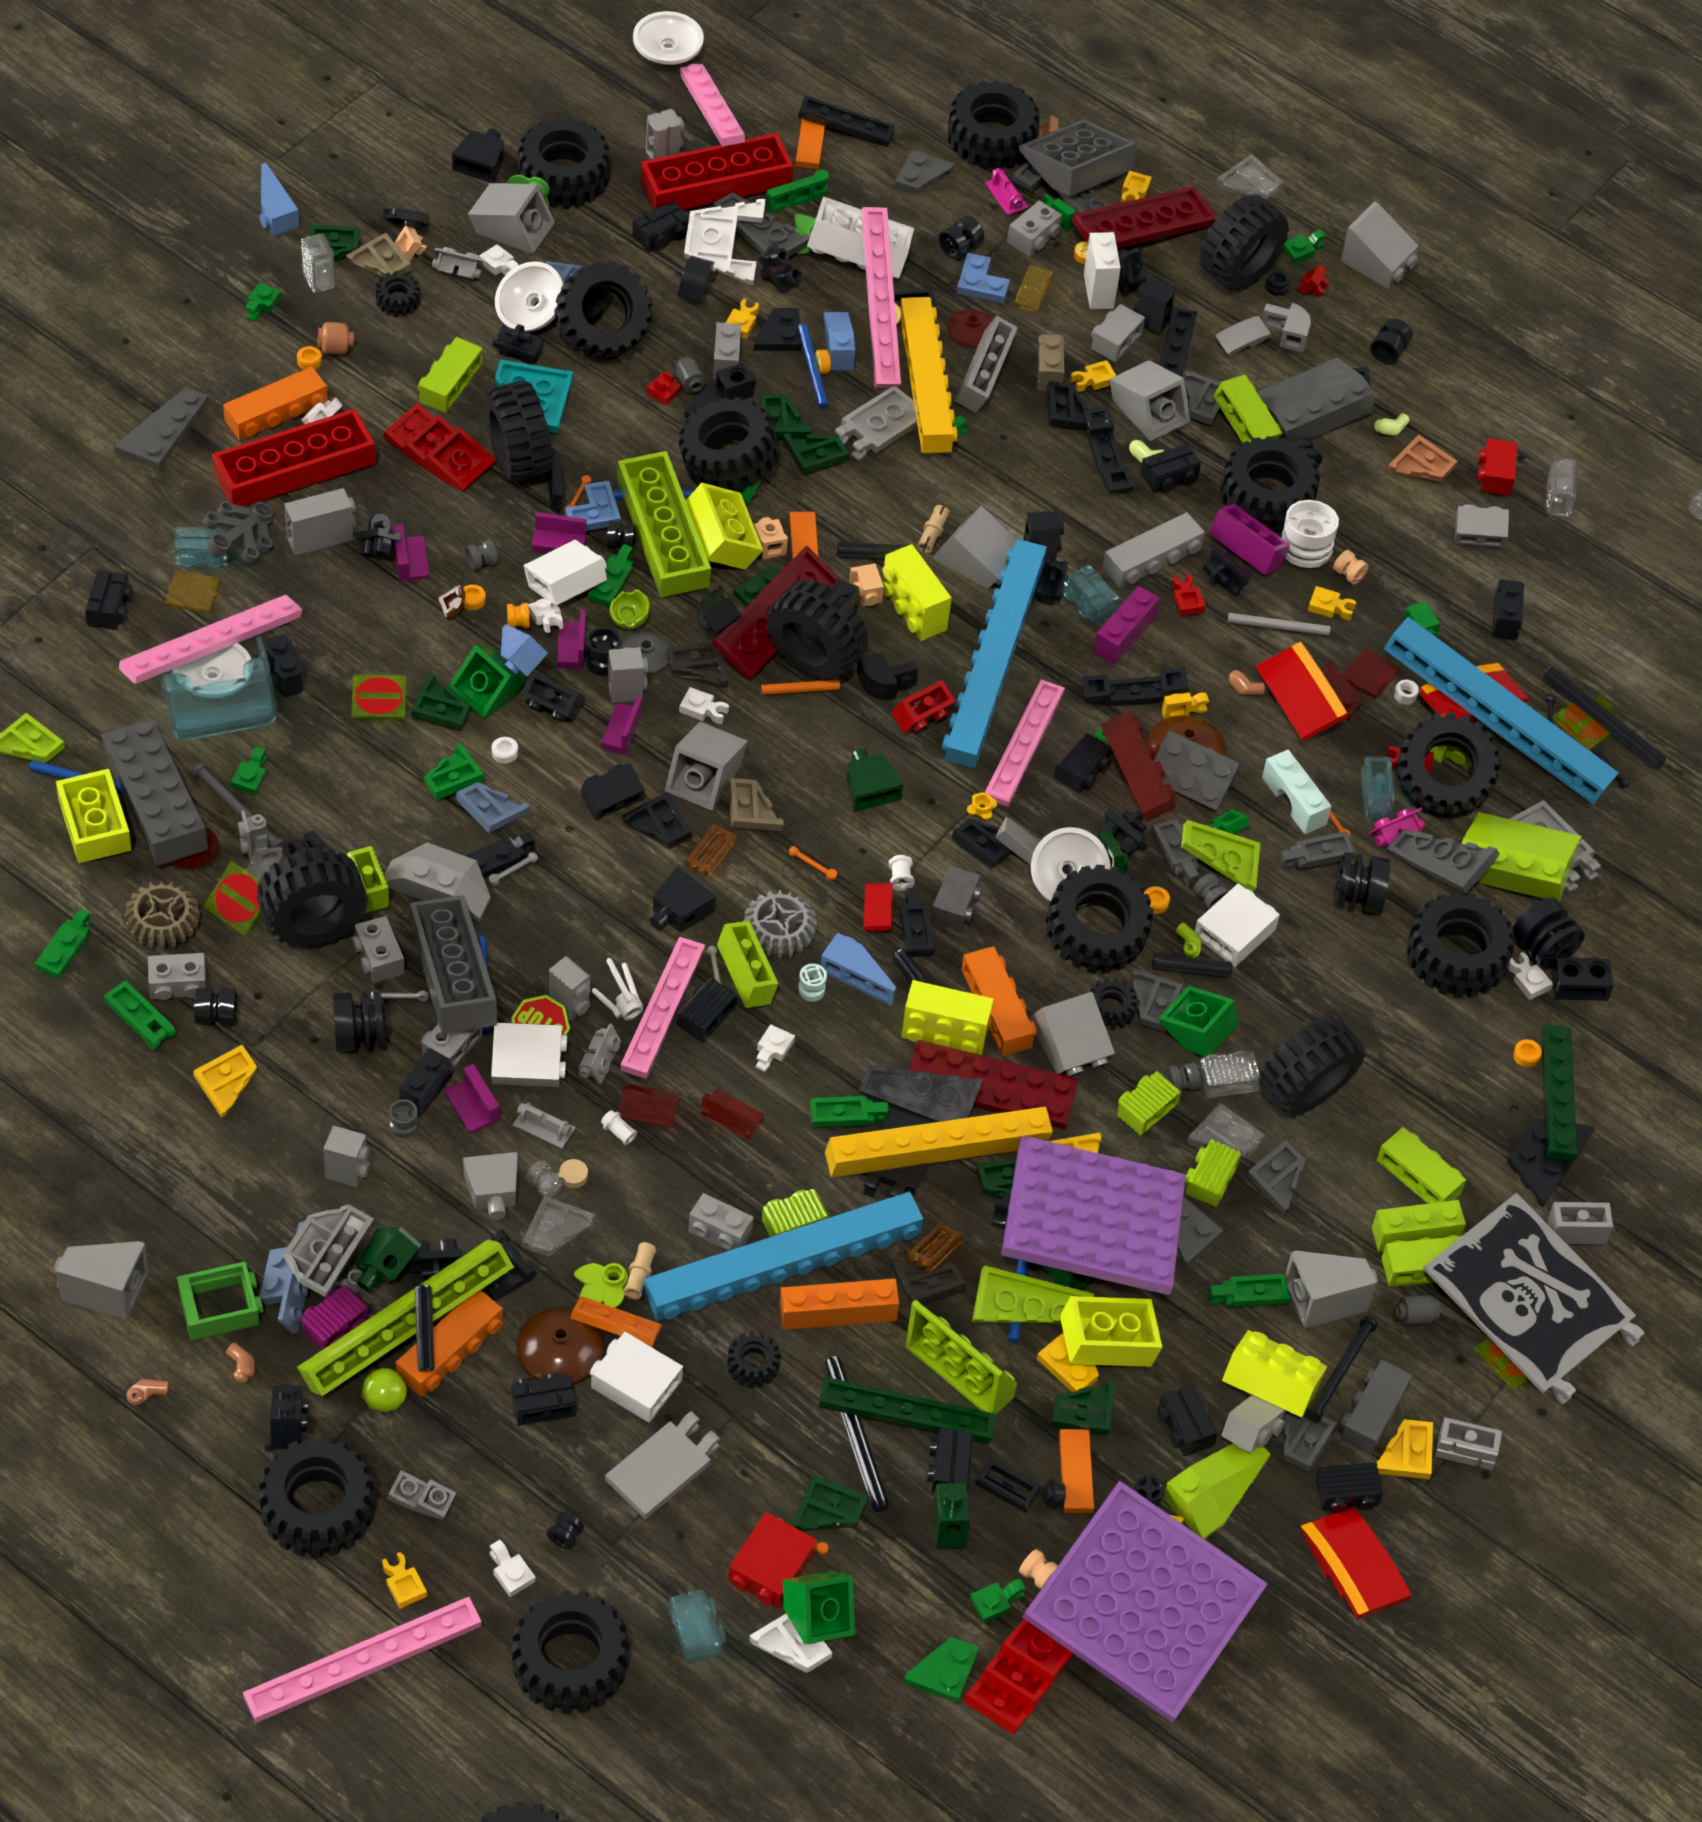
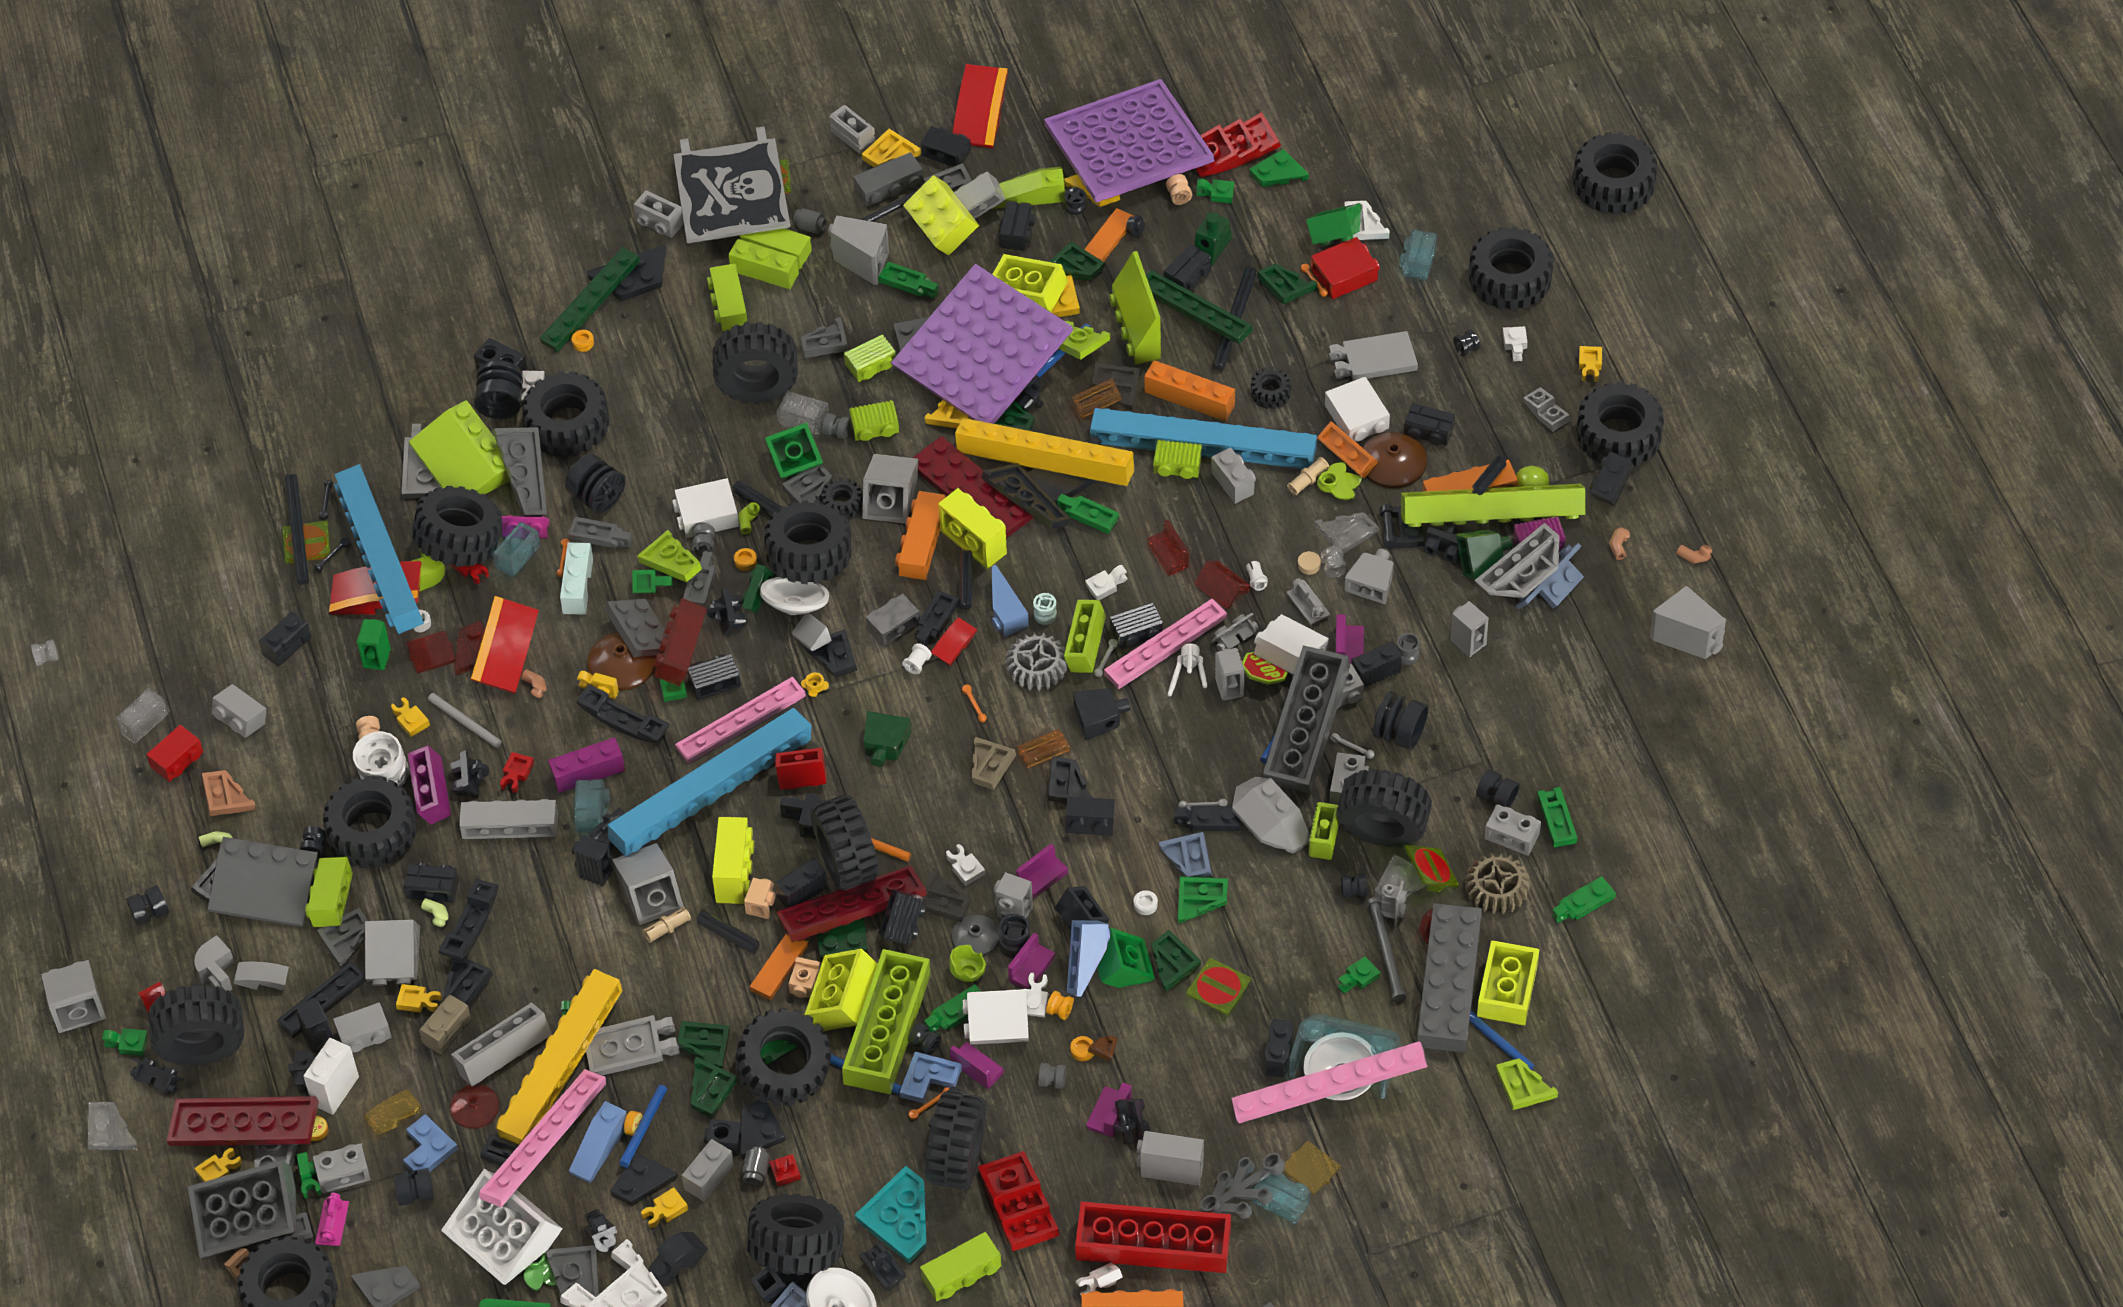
camera: 140 degrees left, 0 degrees up
(108, 599) = (1388, 1182): black brick -> none
(212, 1280) = (1618, 569): bright green window -> none
(226, 1078) = (1518, 739): yellow wing -> none
(362, 1659) = (1643, 331): bright pink plate -> none
(704, 765) = (999, 806): light grey slope -> none
(1005, 1489) = (1165, 260): black tile -> none
(1227, 1129) = (836, 384): clear wing -> none

